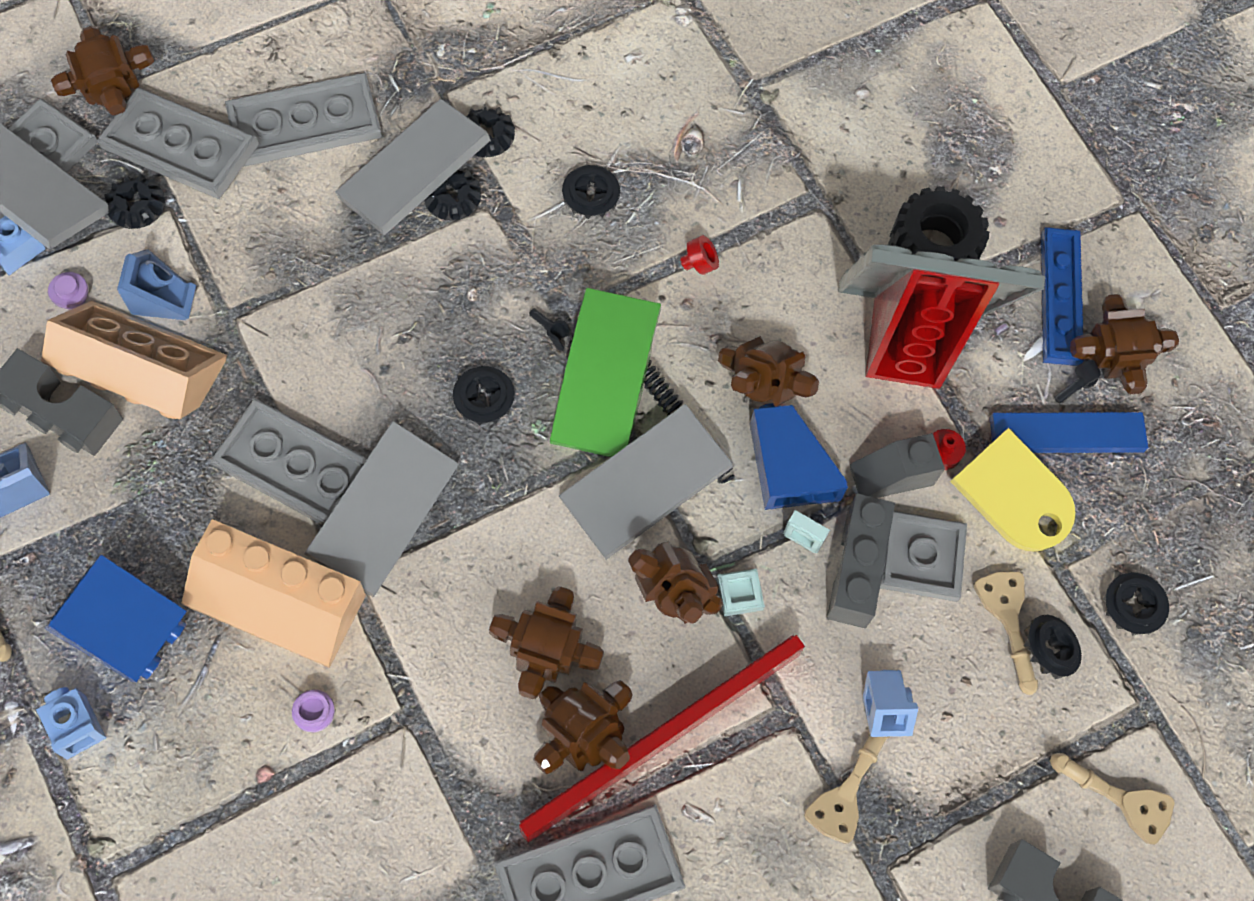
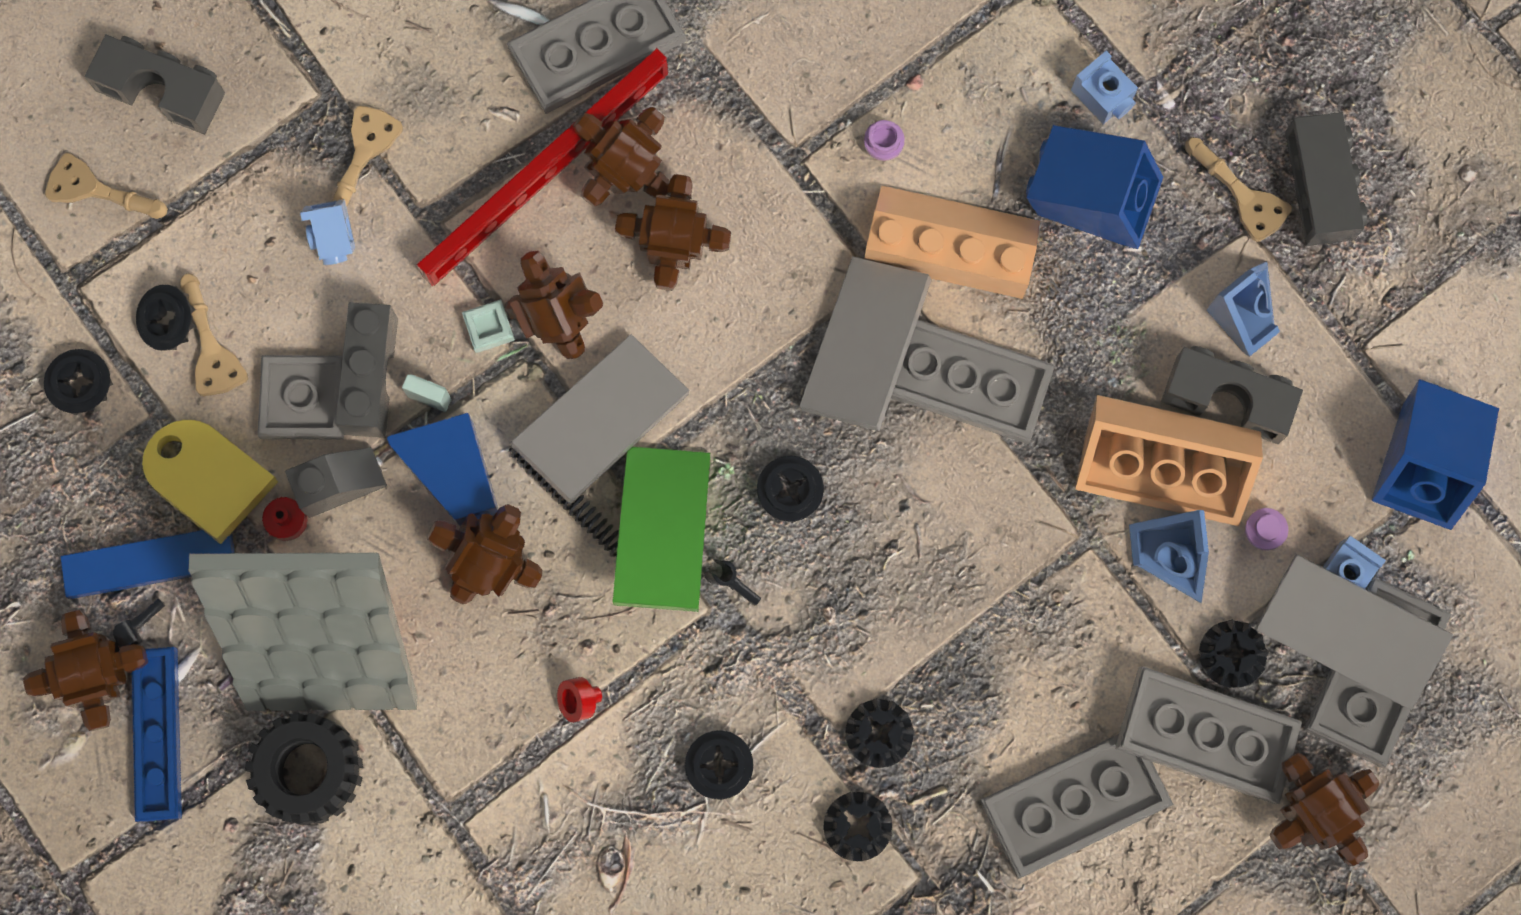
camera: 175 degrees right, 10 degrees up
(412, 166) = (929, 751): light grey tile -> none

